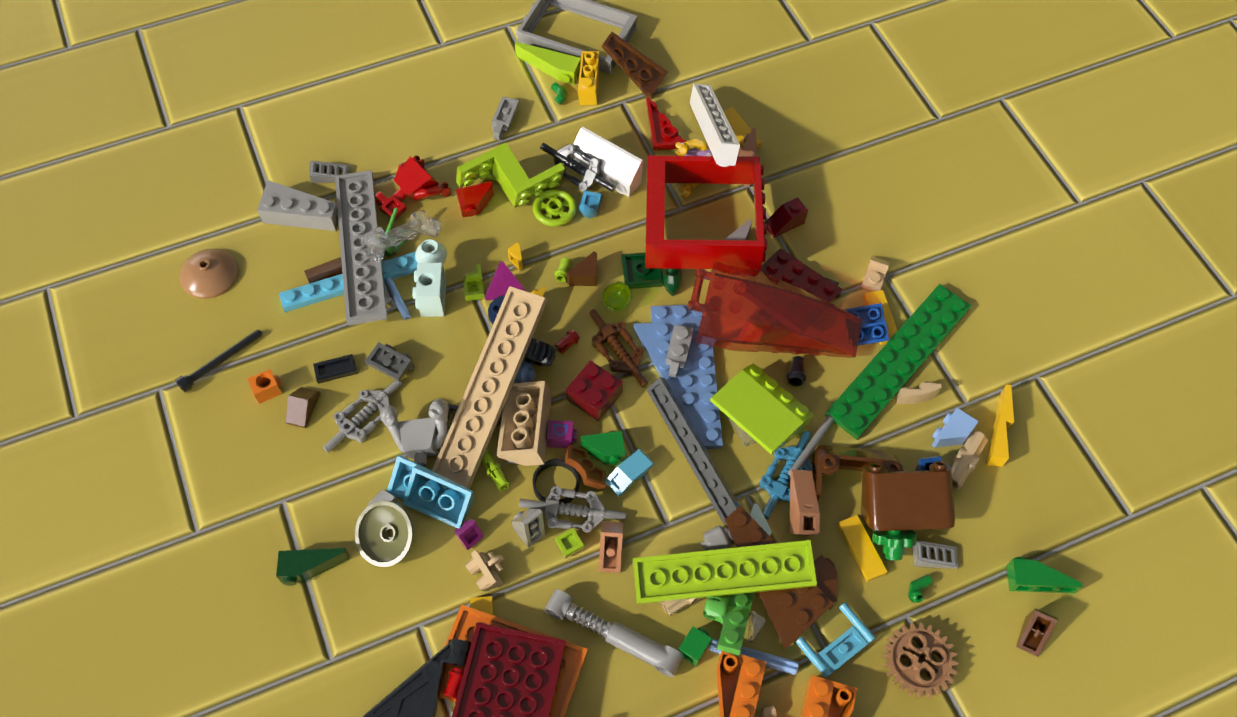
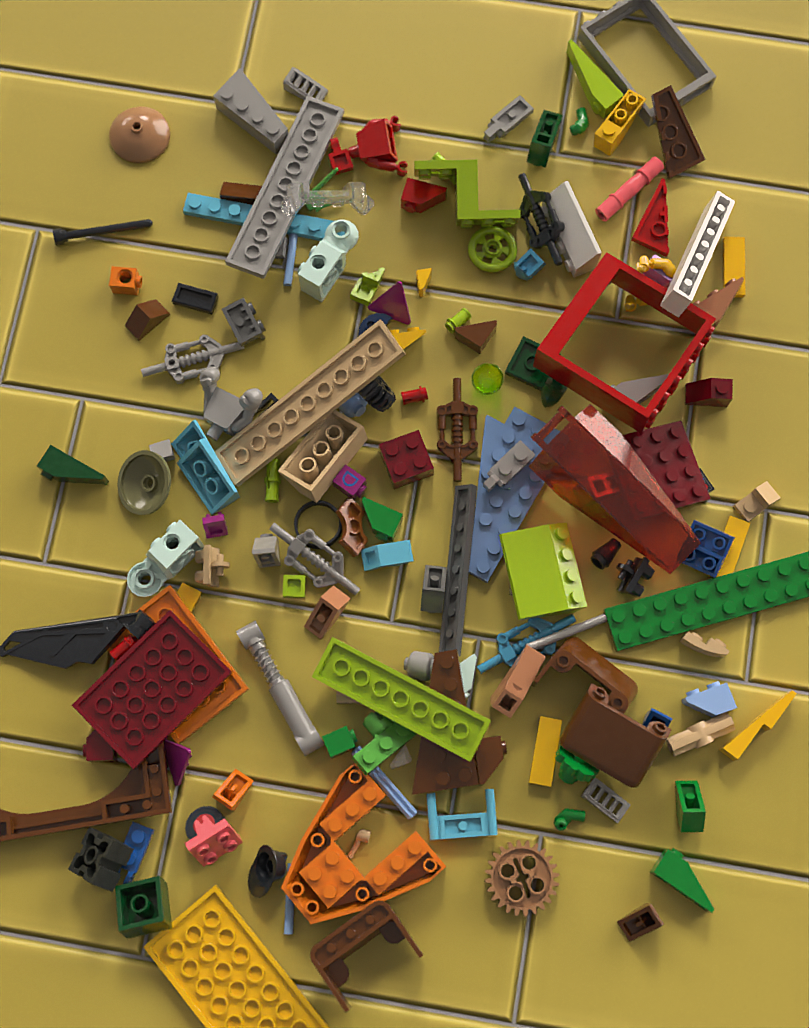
camera: 35 degrees right, 15 degrees up
(443, 585) = (163, 560): none -> light aqua brick
(541, 116) = (544, 138): none -> dark green slope
(627, 118) = (629, 189): none -> coral piece
(685, 476) = (433, 589): none -> dark grey slope
(827, 374) = (631, 573): none -> black hips
(1001, 518) = (689, 806): none -> green slope

